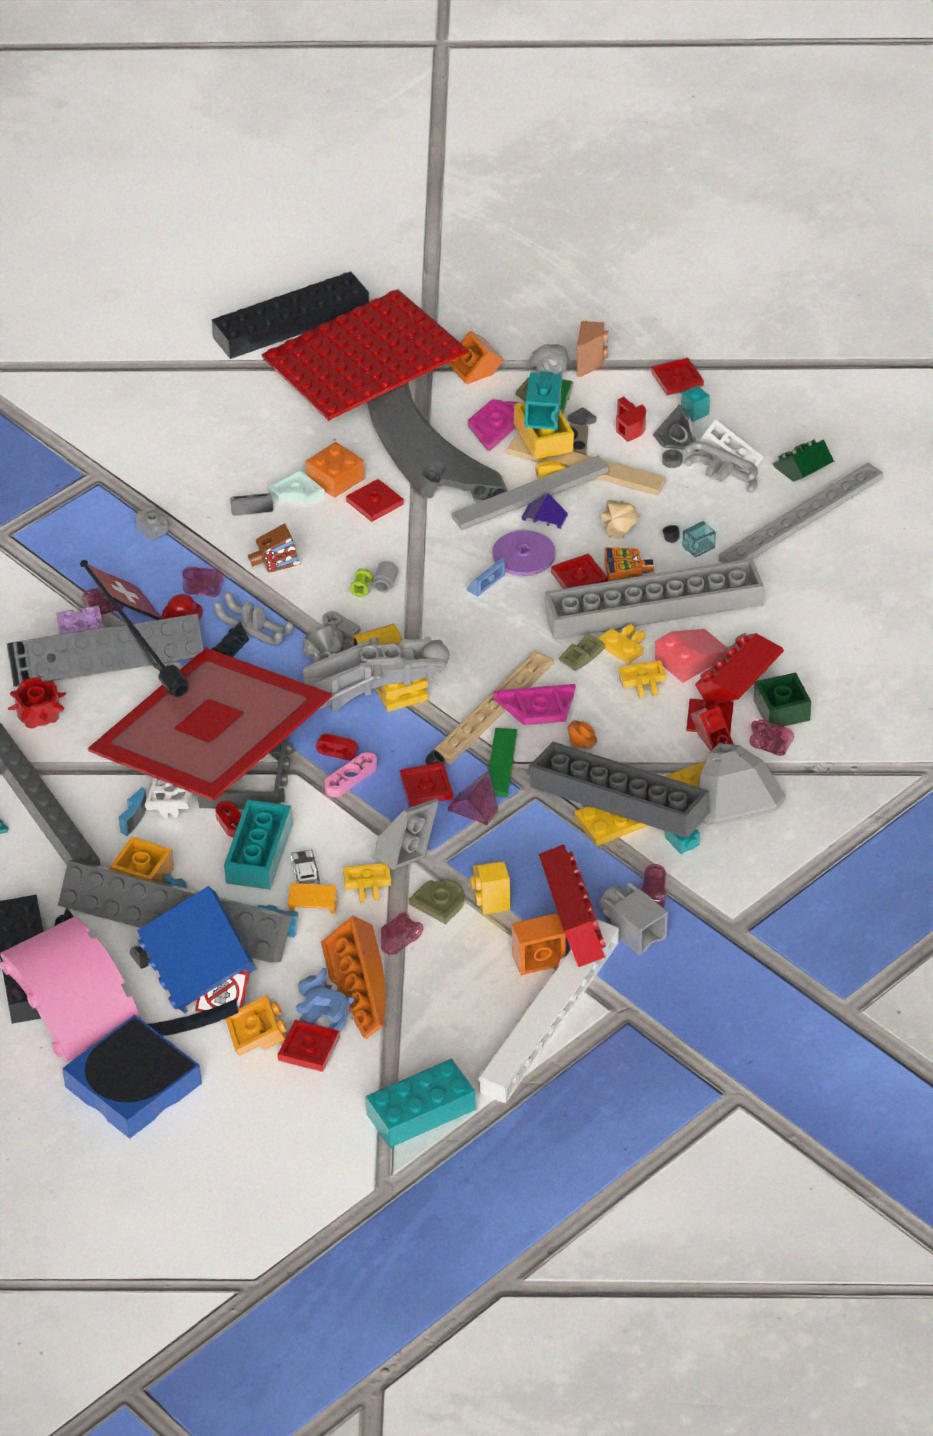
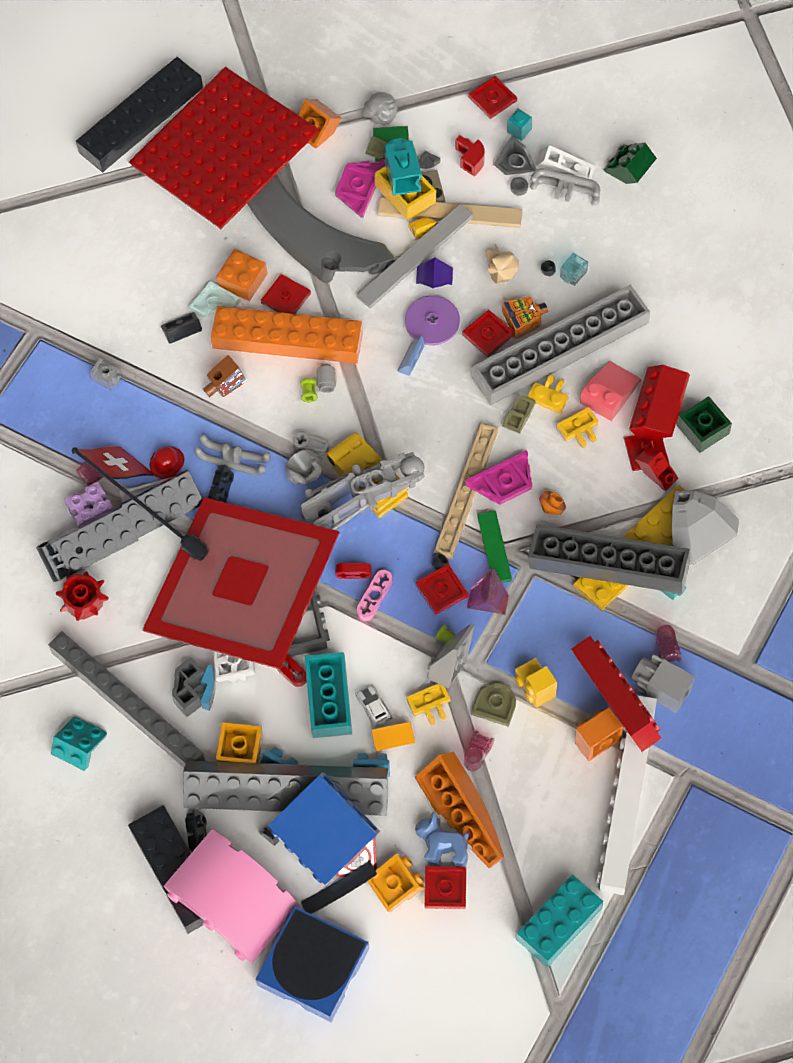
camera: 15 degrees left, 20 degrees up
(109, 802) = (187, 678): none -> dark grey brick
(200, 581) = (174, 425): clear pink piece -> none
(360, 529) = (287, 334): none -> orange brick
(591, 347) = (412, 87): nougat slope -> none
(772, 738) = (707, 463): clear pink piece -> none
(803, 514) = (648, 222): light grey plate -> none

